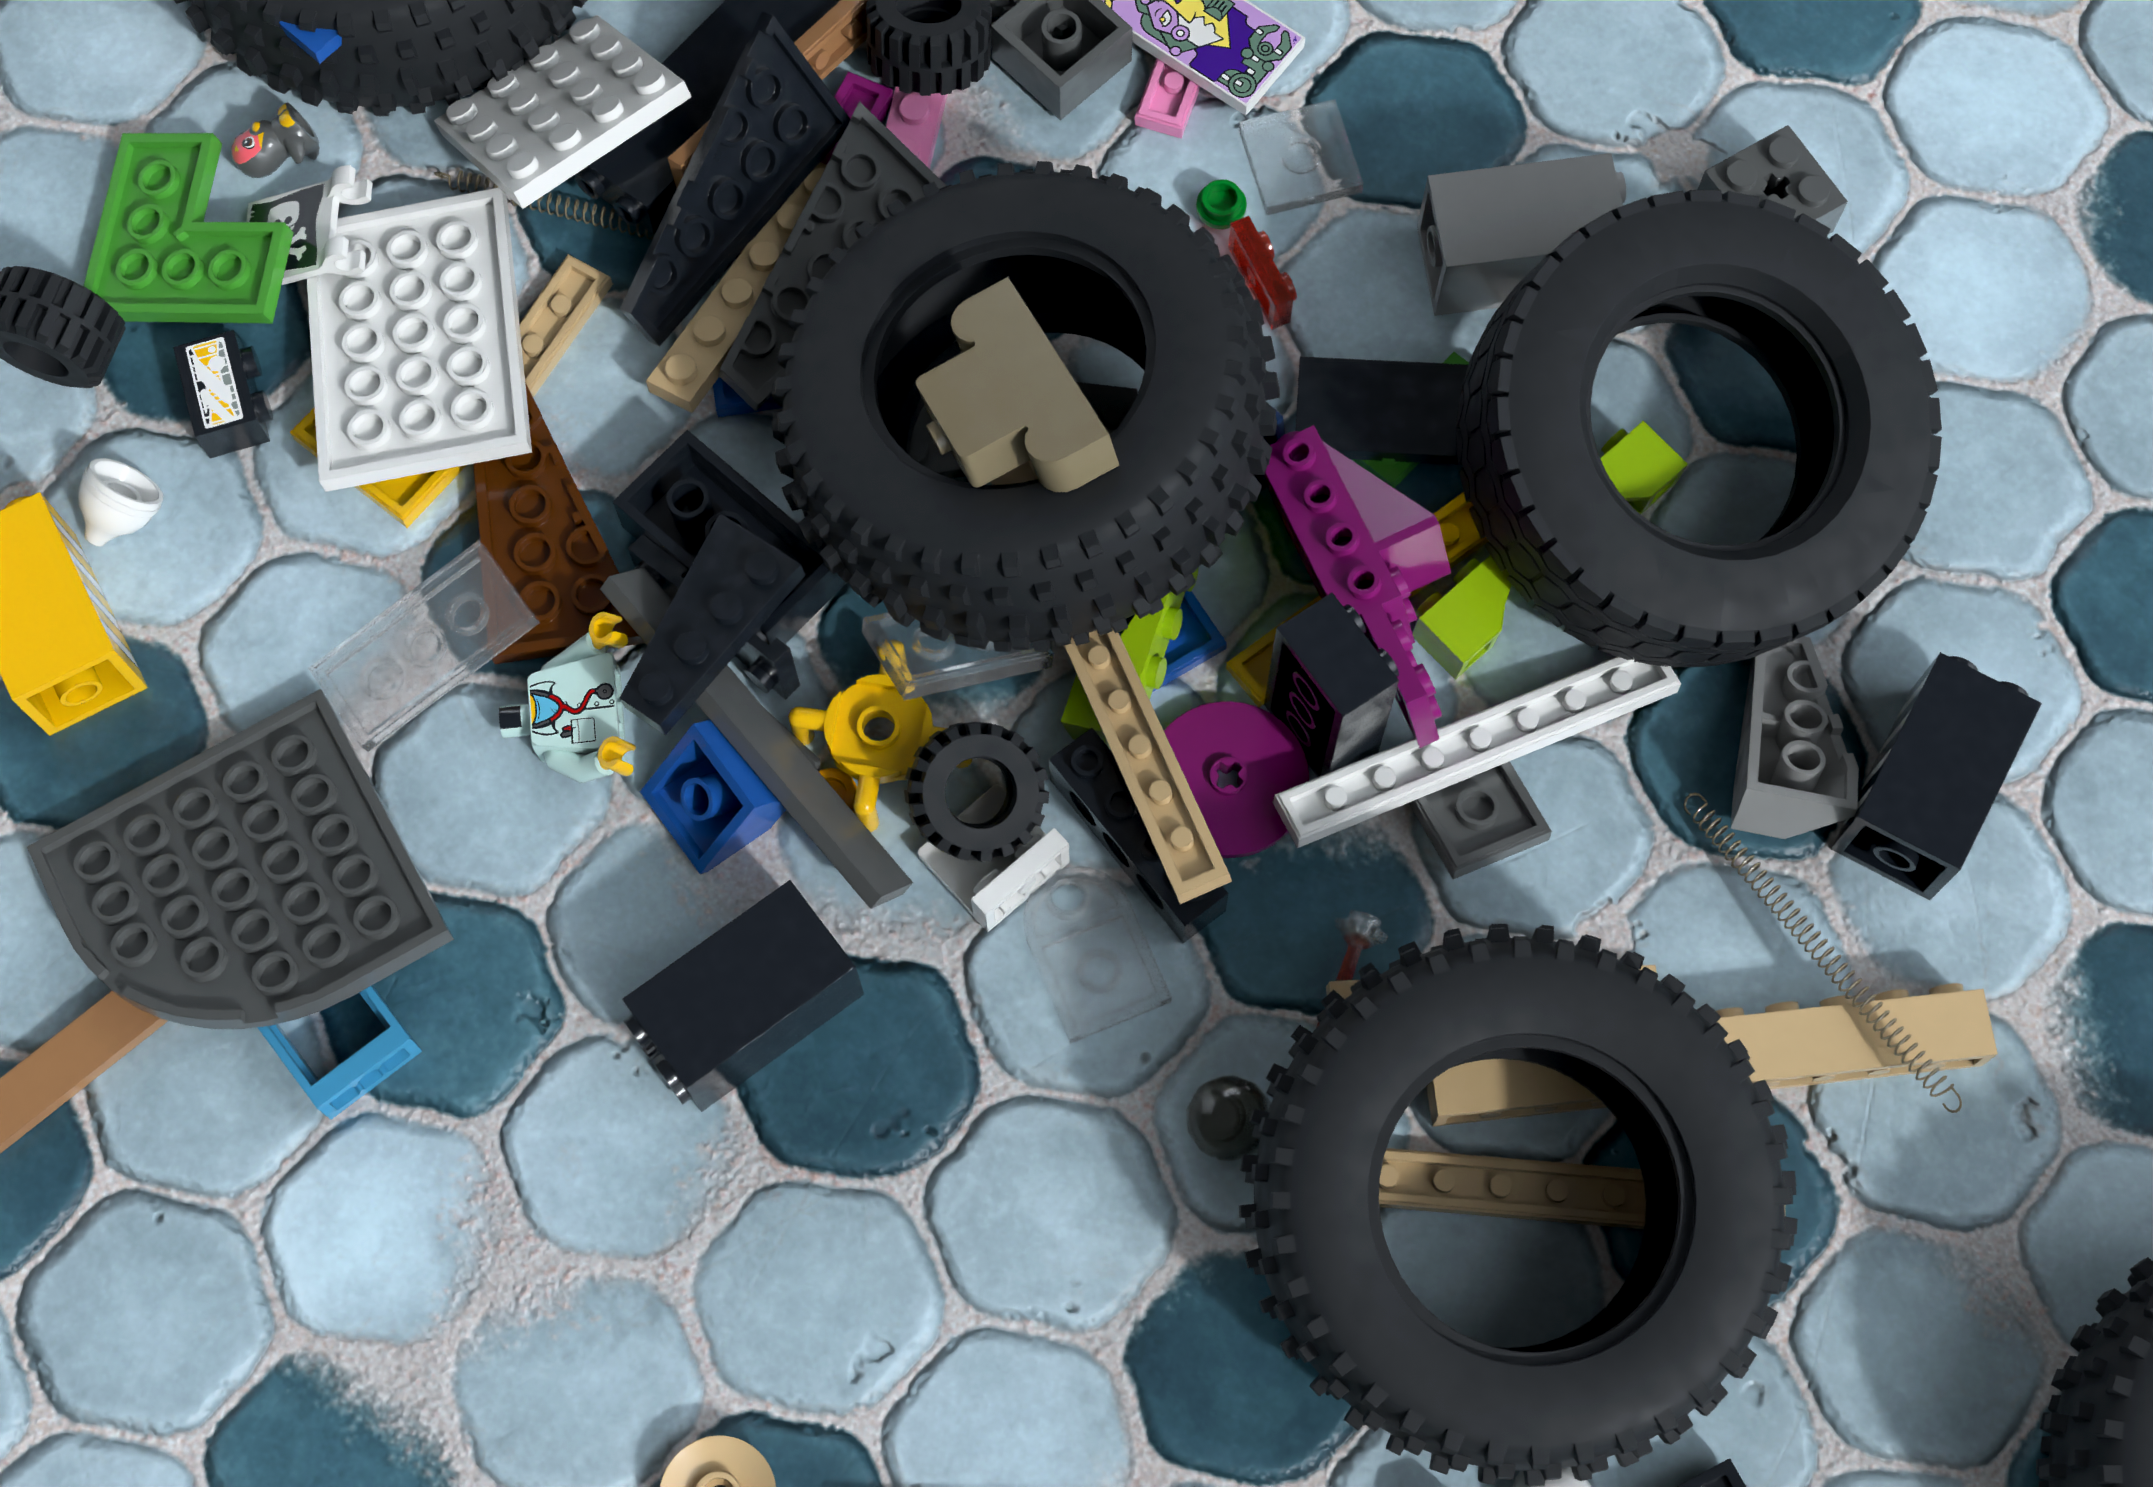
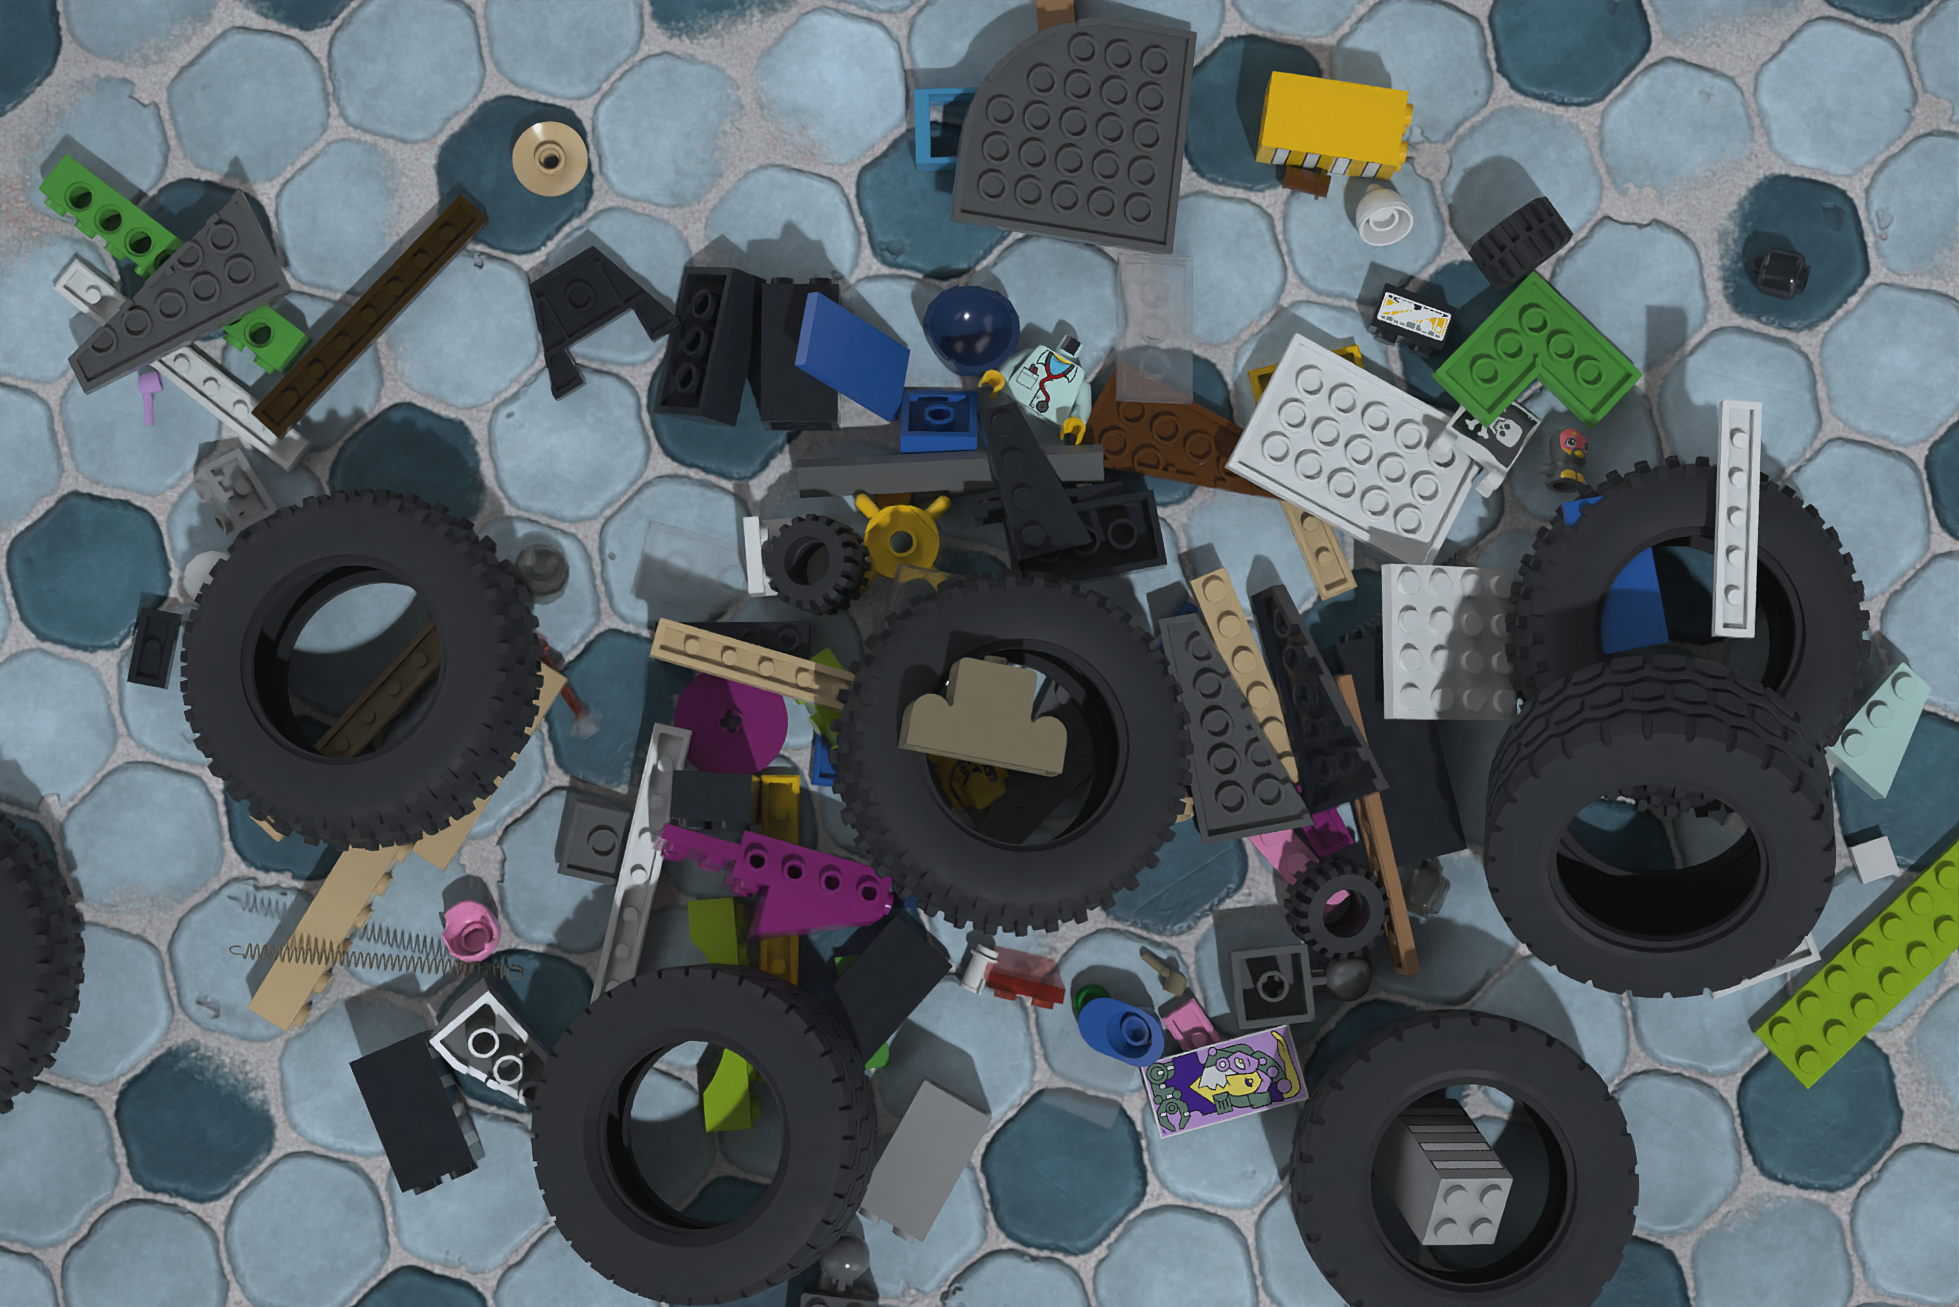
camera: 125 degrees right, 15 degrees up
(134, 613) = (1307, 181): none -> reddish brown pin
(570, 828) = (971, 329): none -> dark blue cylinder
(700, 923) = (852, 357): none -> blue tile
(809, 1124) = (713, 348): none -> black slope
(868, 1319) = (582, 300): none -> black wing
(1133, 143) = (1174, 983): none -> dark tan hand
(1225, 142) = (1122, 1031): none -> blue piece
(1290, 331) = (979, 968): none -> white pin
(1695, 875) = (471, 931): none -> bright pink hair

